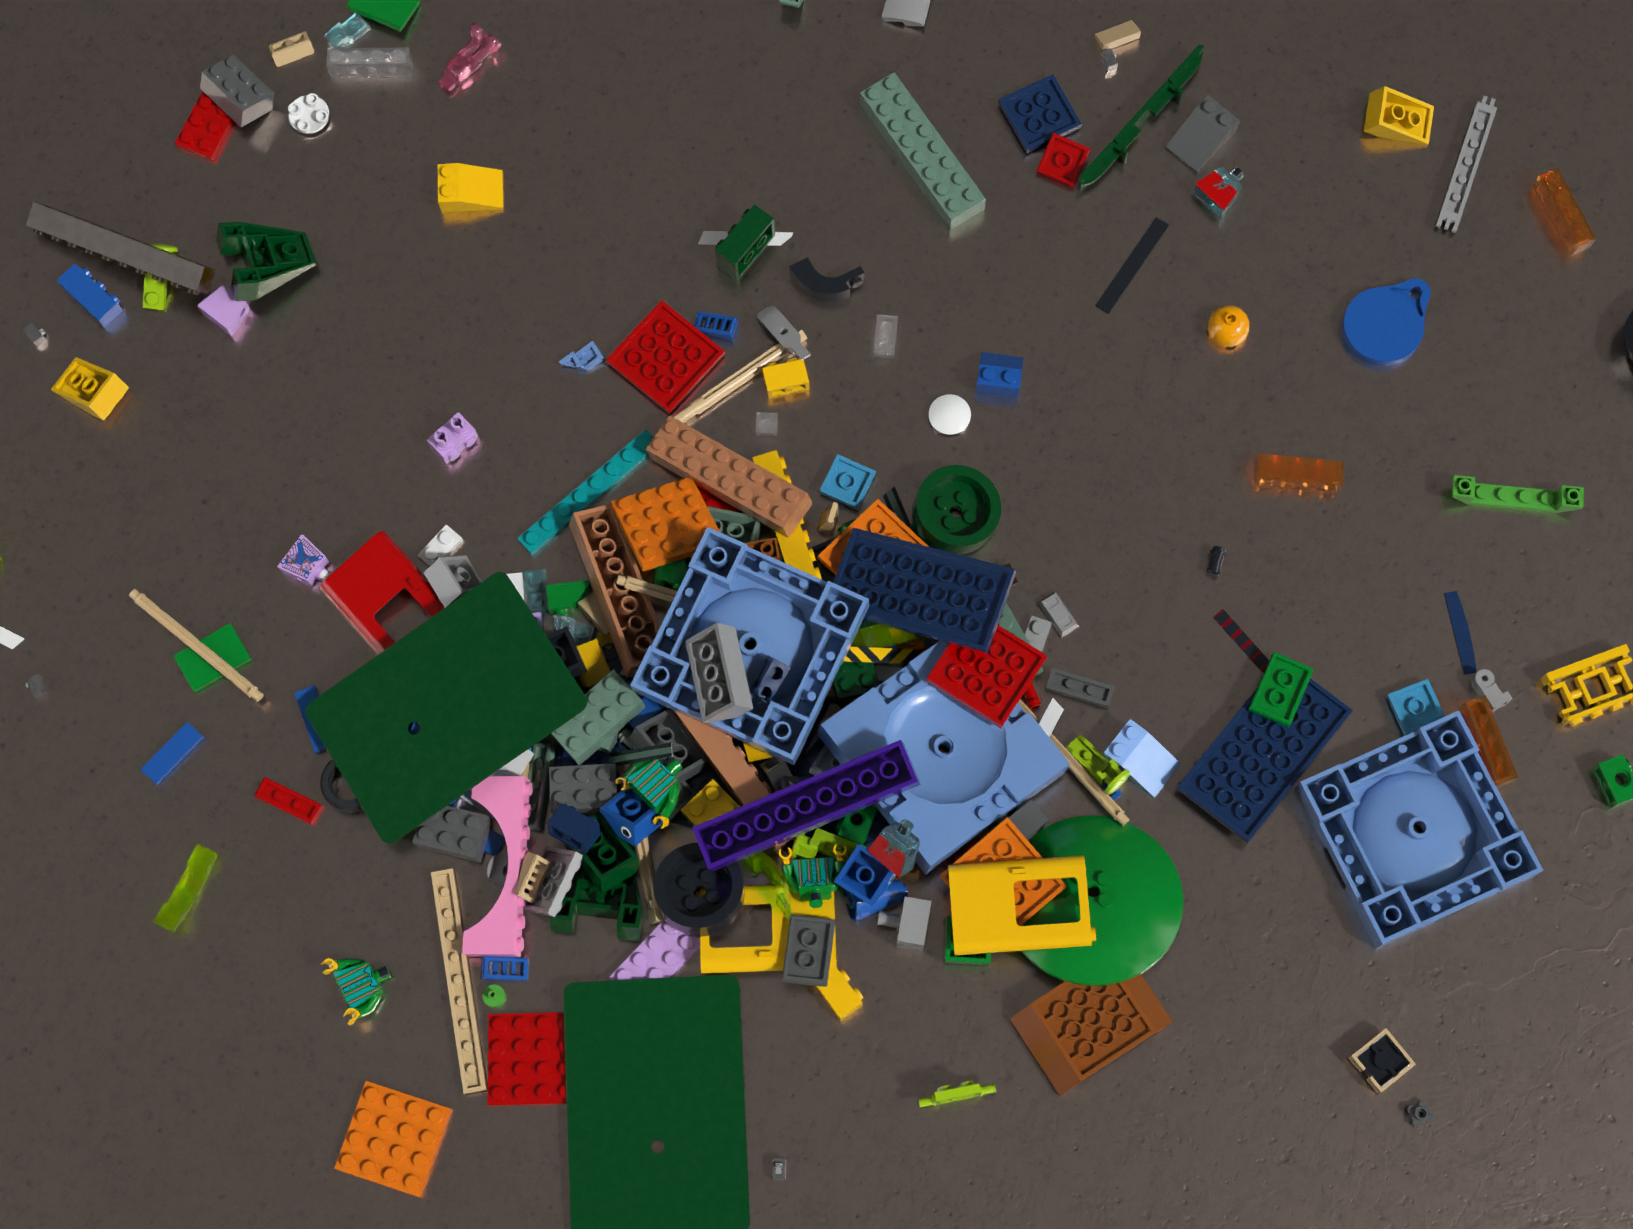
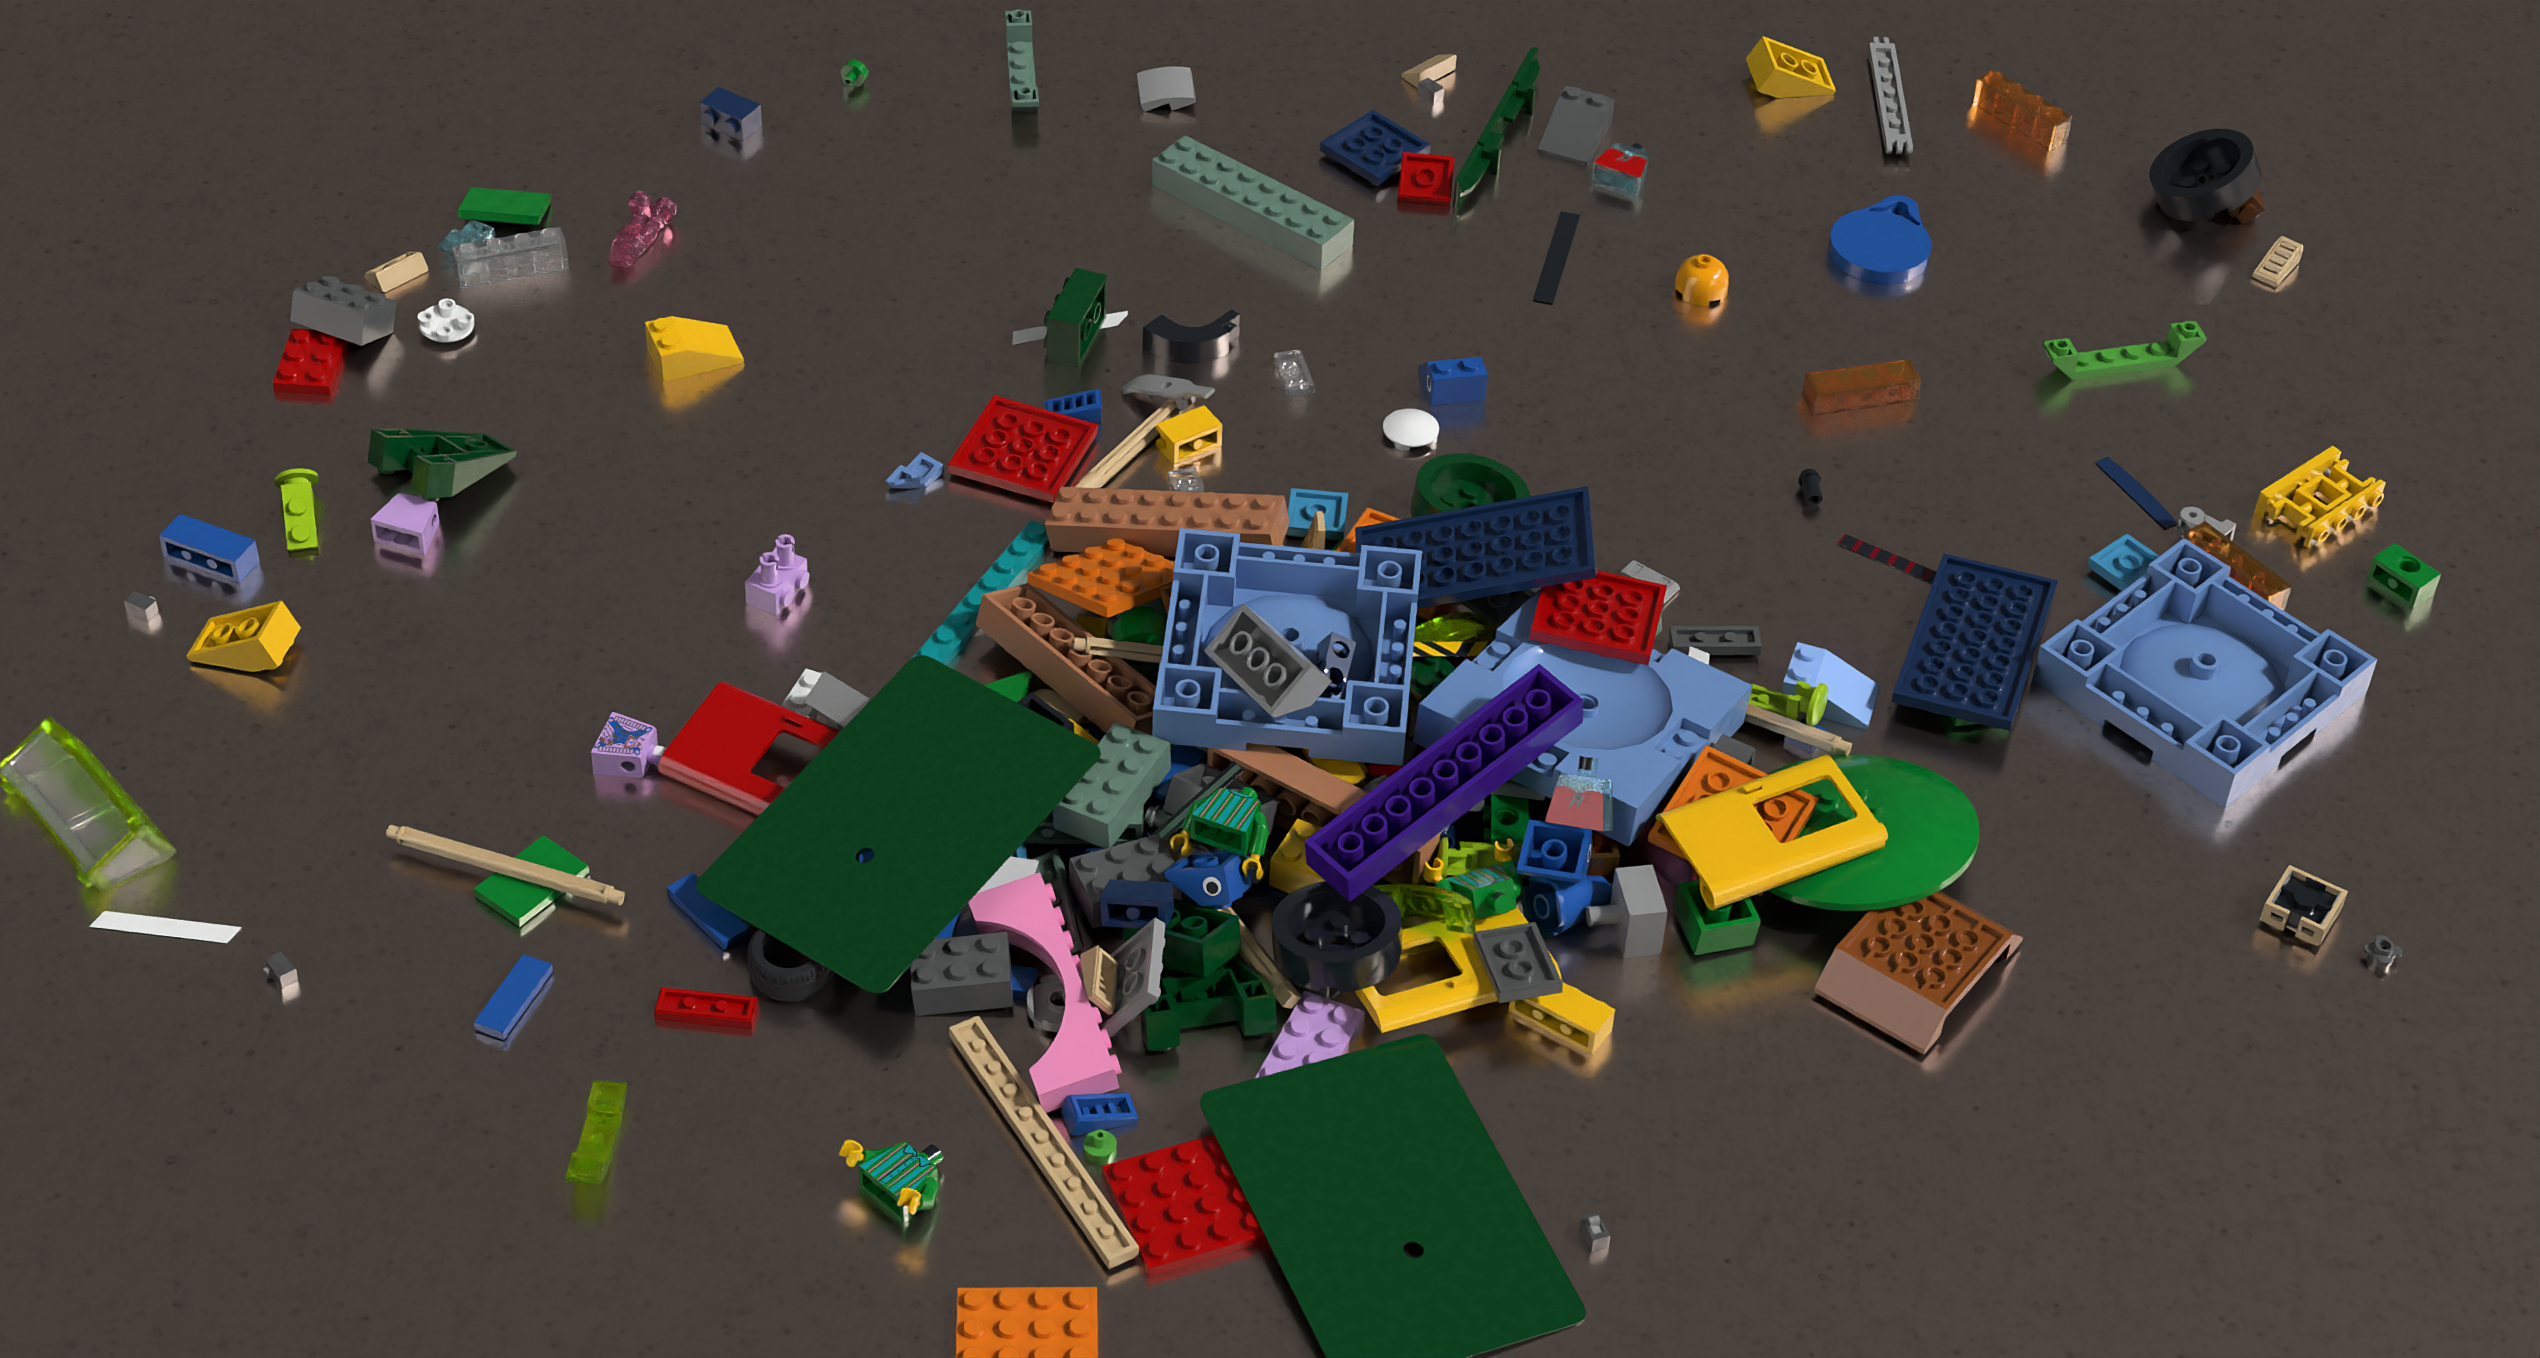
camera: 25 degrees left, 30 degrees down
(120, 248) = (242, 478): brick -> none
(965, 1090) = (1792, 1072): lime plate -> none
(1281, 689) = (1961, 578): green tile -> none

